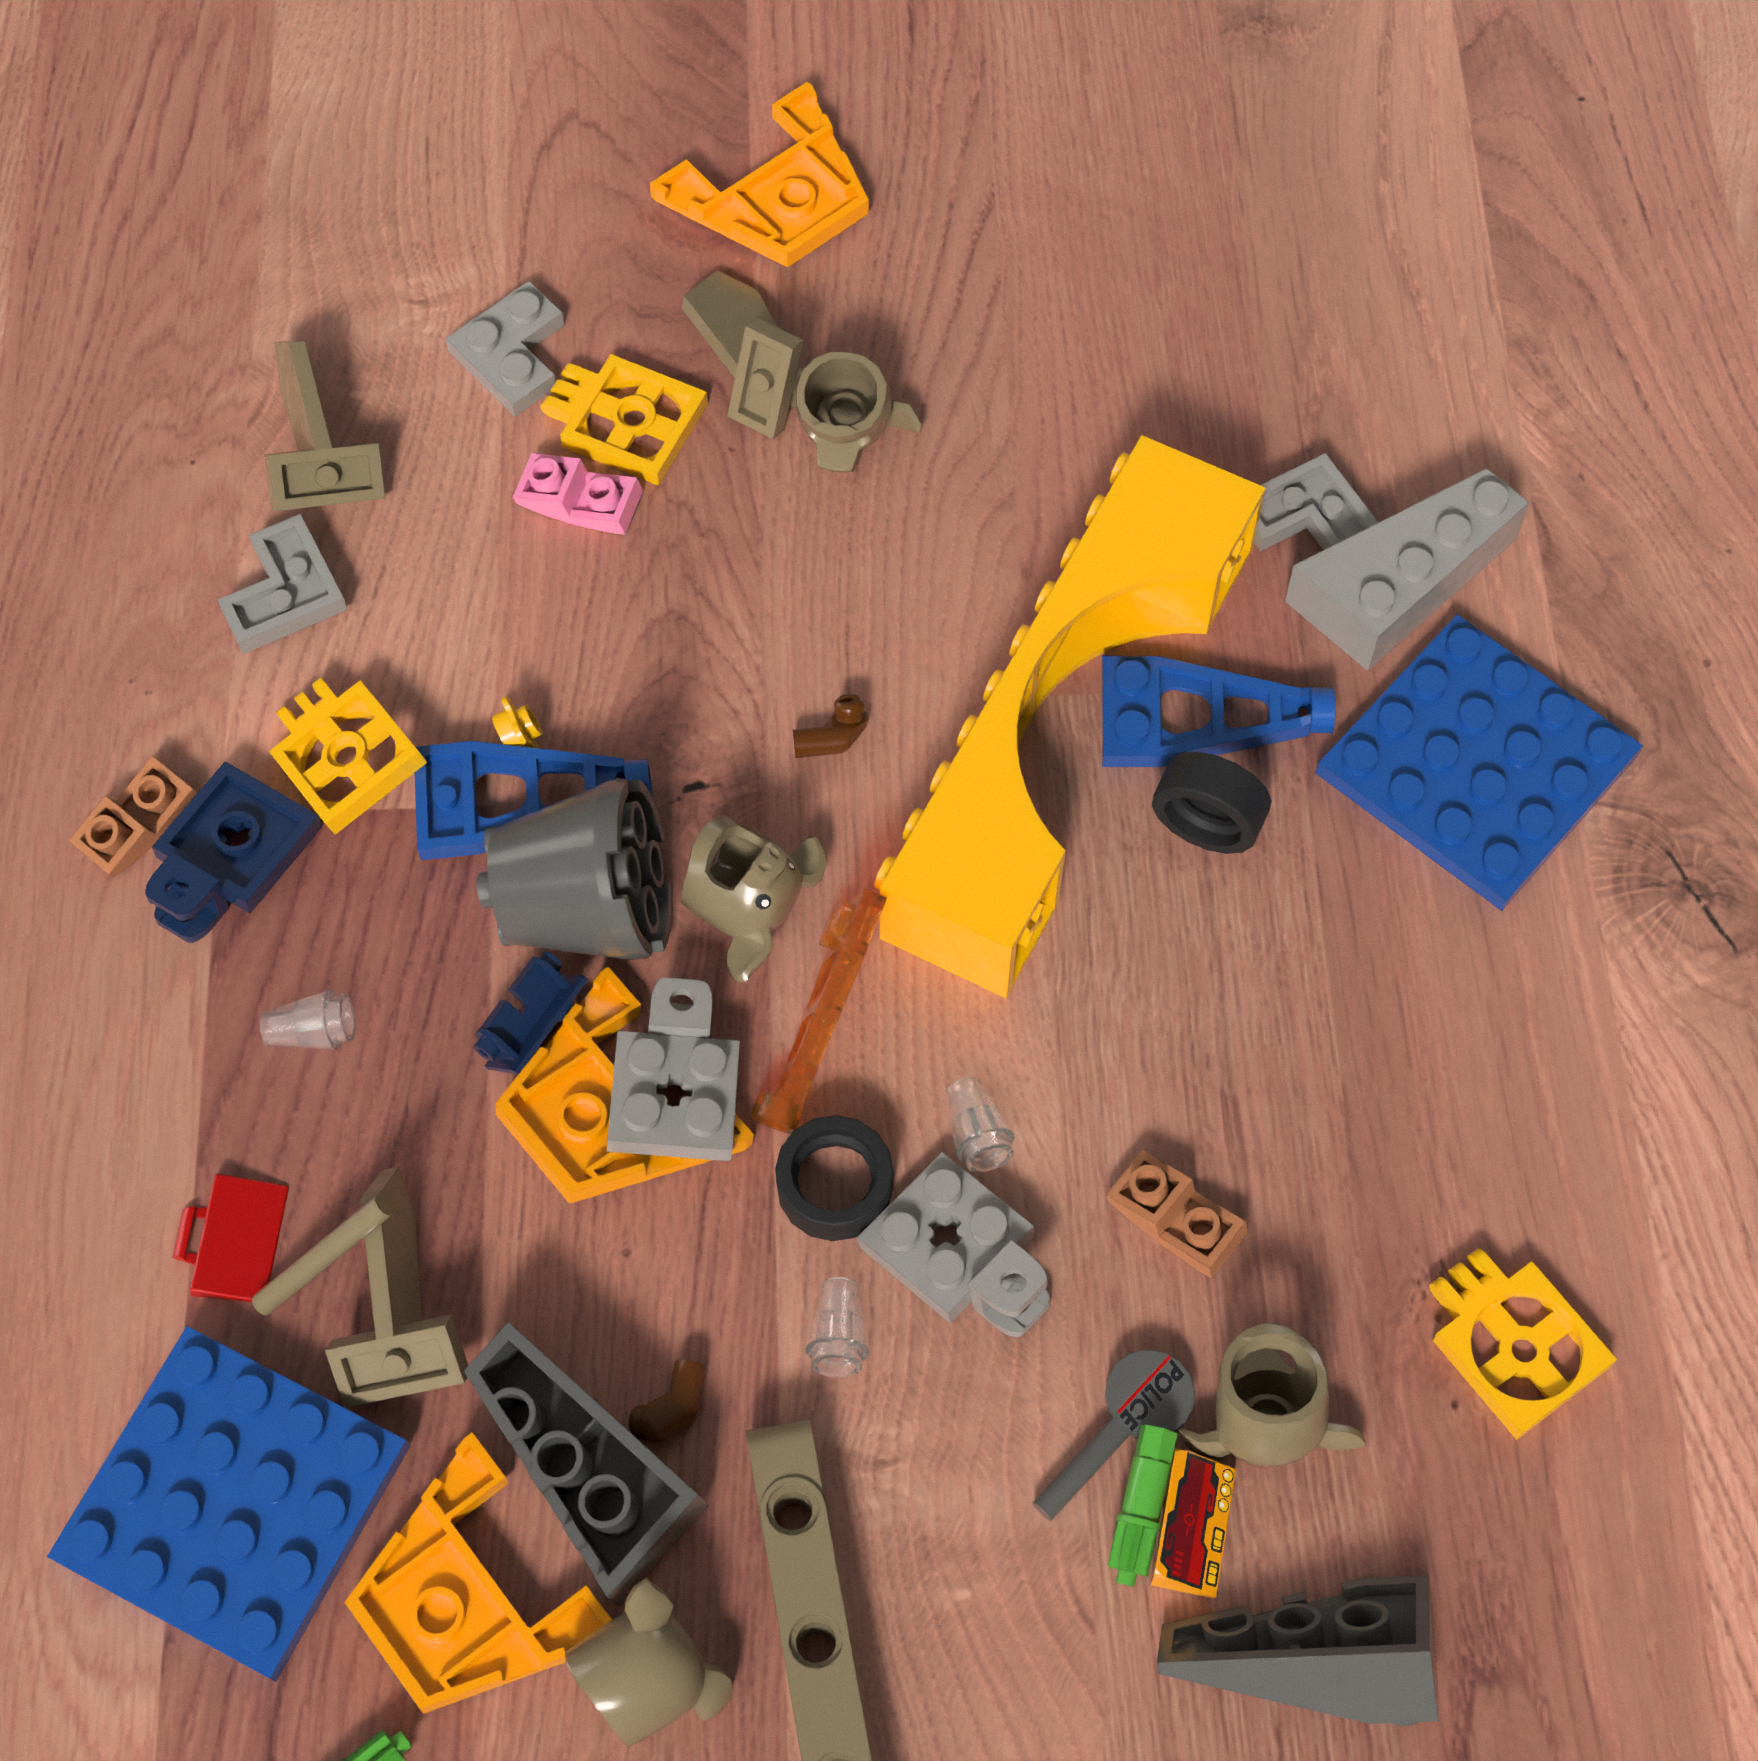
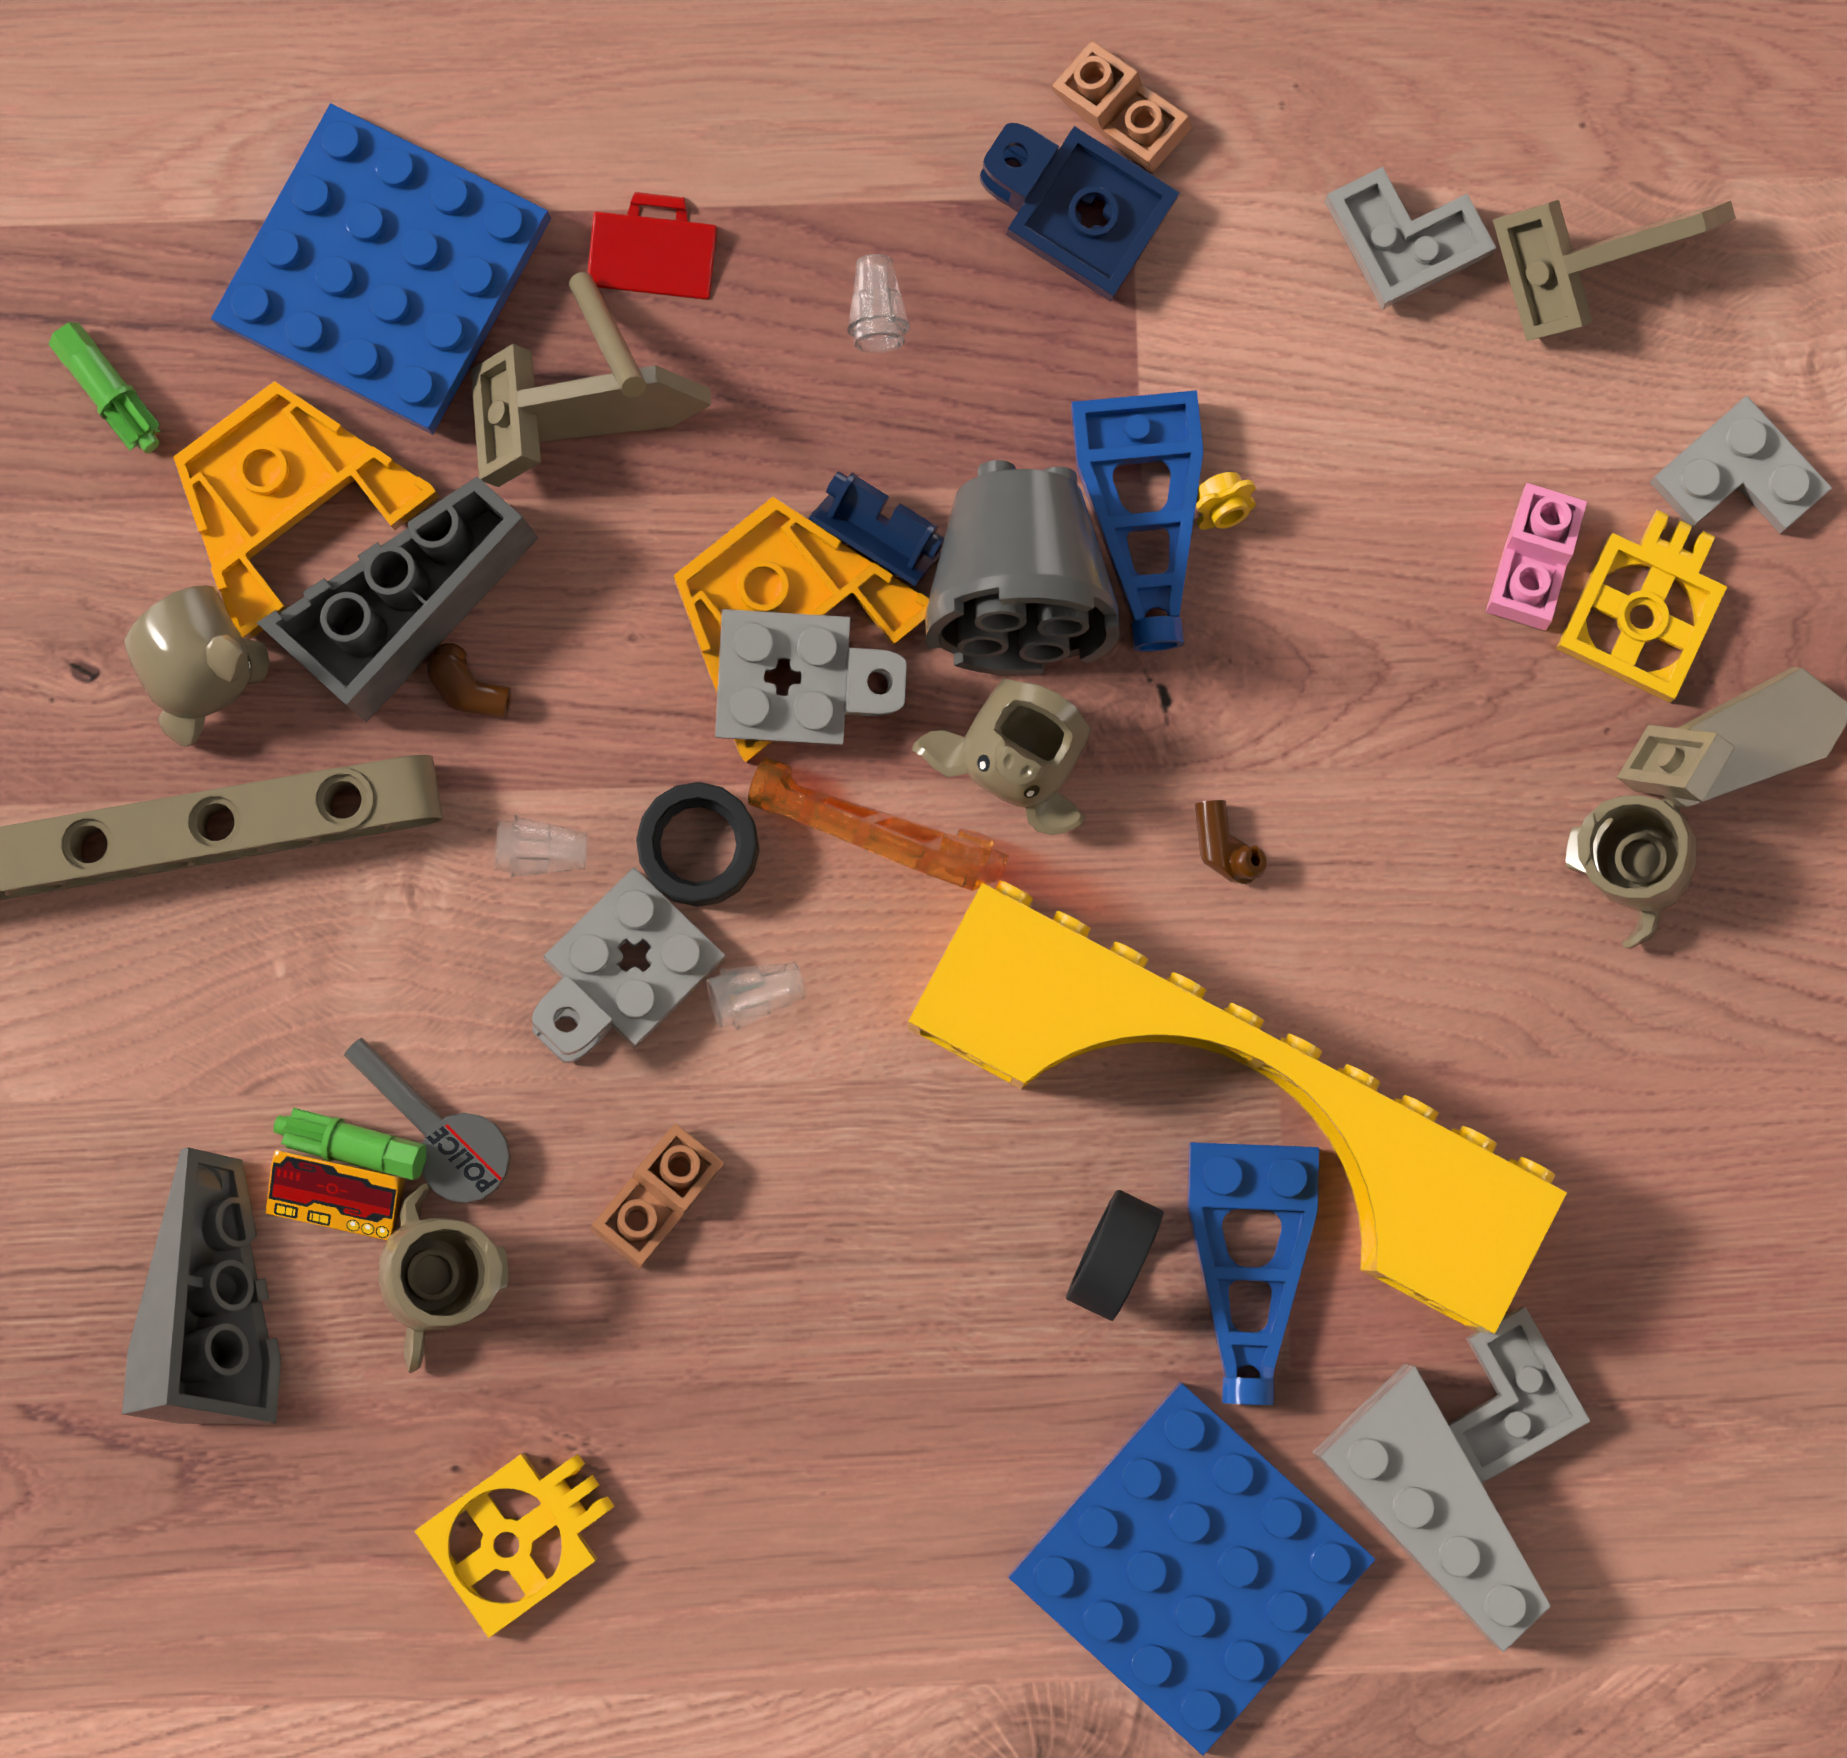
camera: 90 degrees right, 20 degrees up
(321, 723) = (1229, 287): yellow piece -> none

